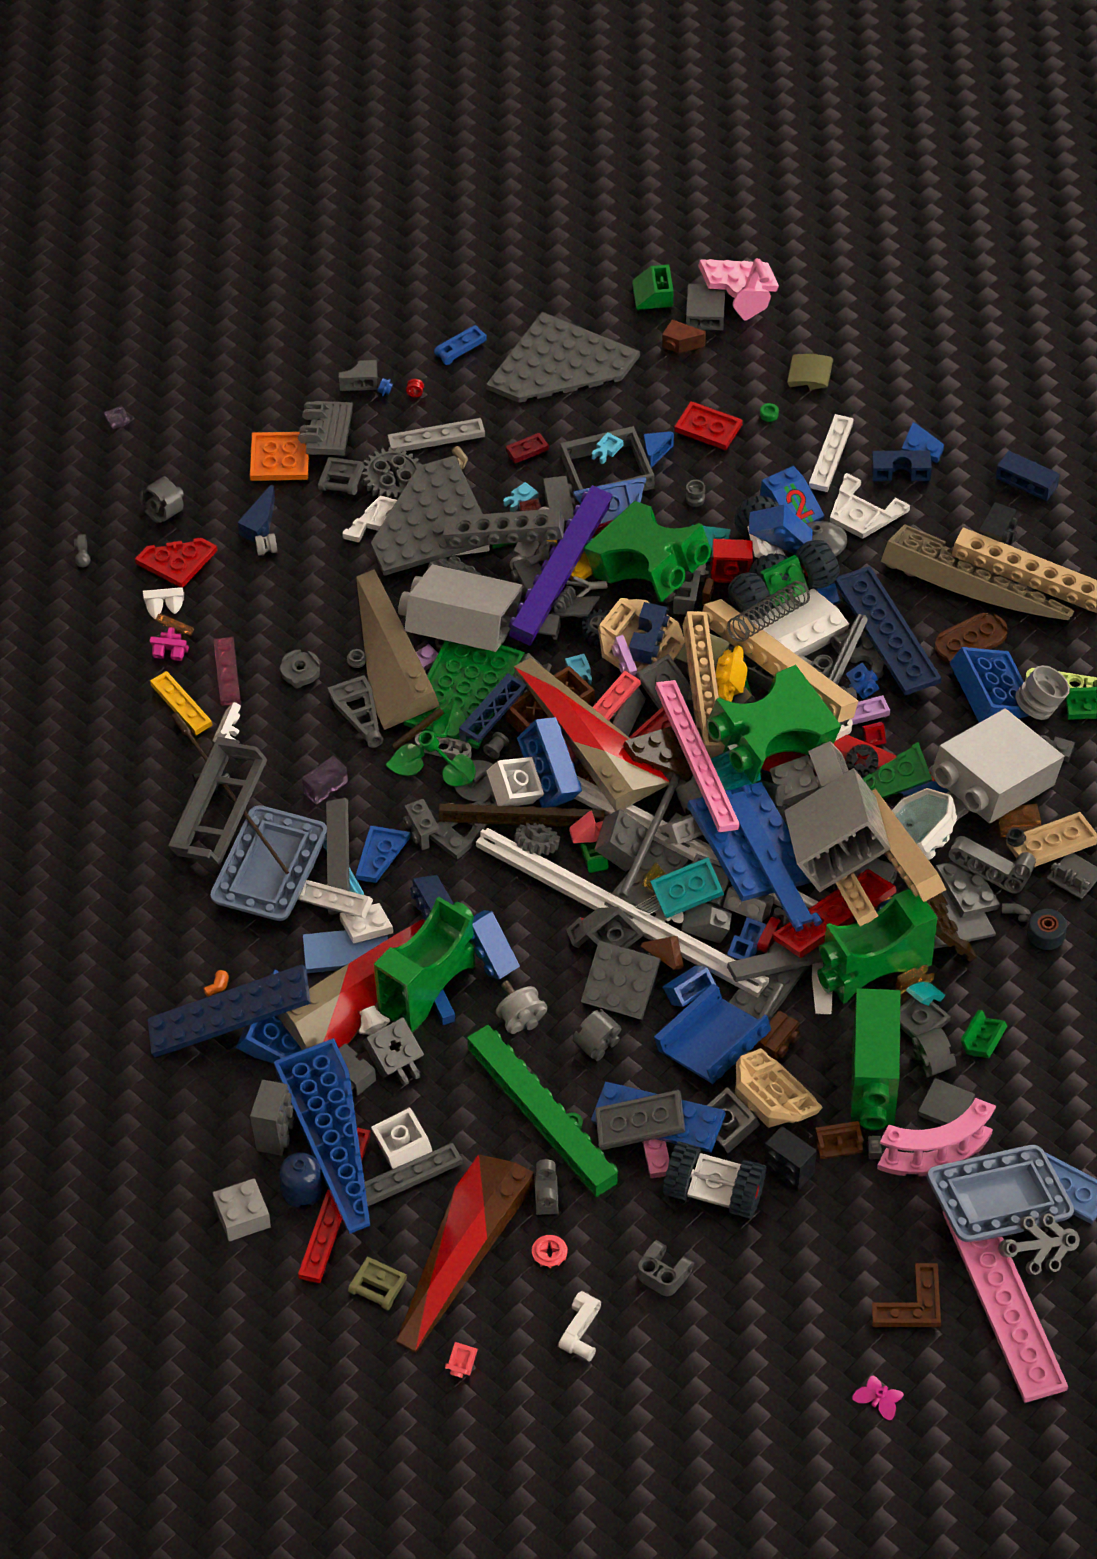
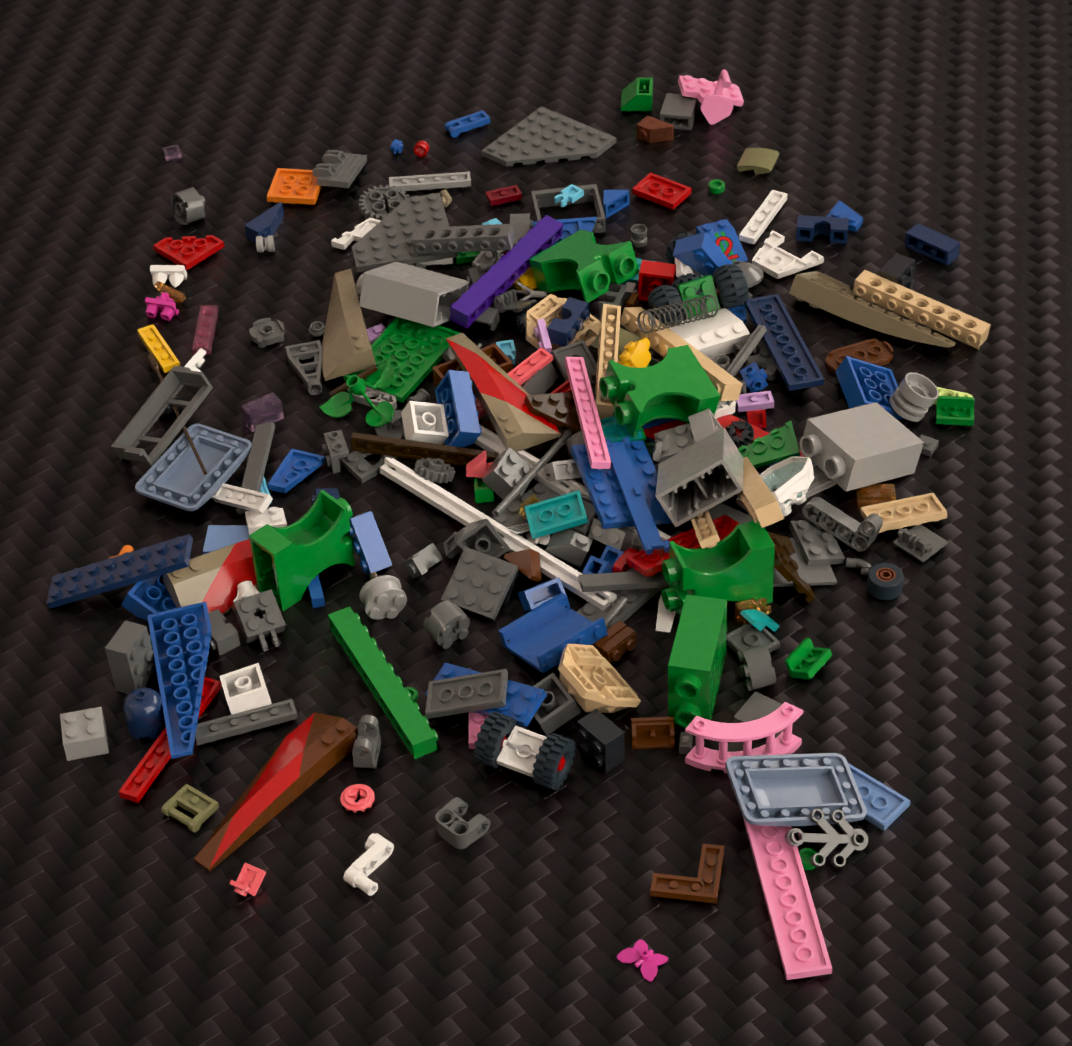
camera: 10 degrees right, 10 degrees down
(82, 559) = (112, 235): dark grey plate -> none
(343, 470) = (341, 196): dark grey plate -> none
(361, 377) = (378, 138): dark grey arch -> none
(490, 705) = (418, 368): dark blue fence -> none
(547, 958) = (422, 560): none -> bracket
(1016, 837) = (868, 505): black plate -> none
(1020, 1263) = (805, 855): none -> green tile

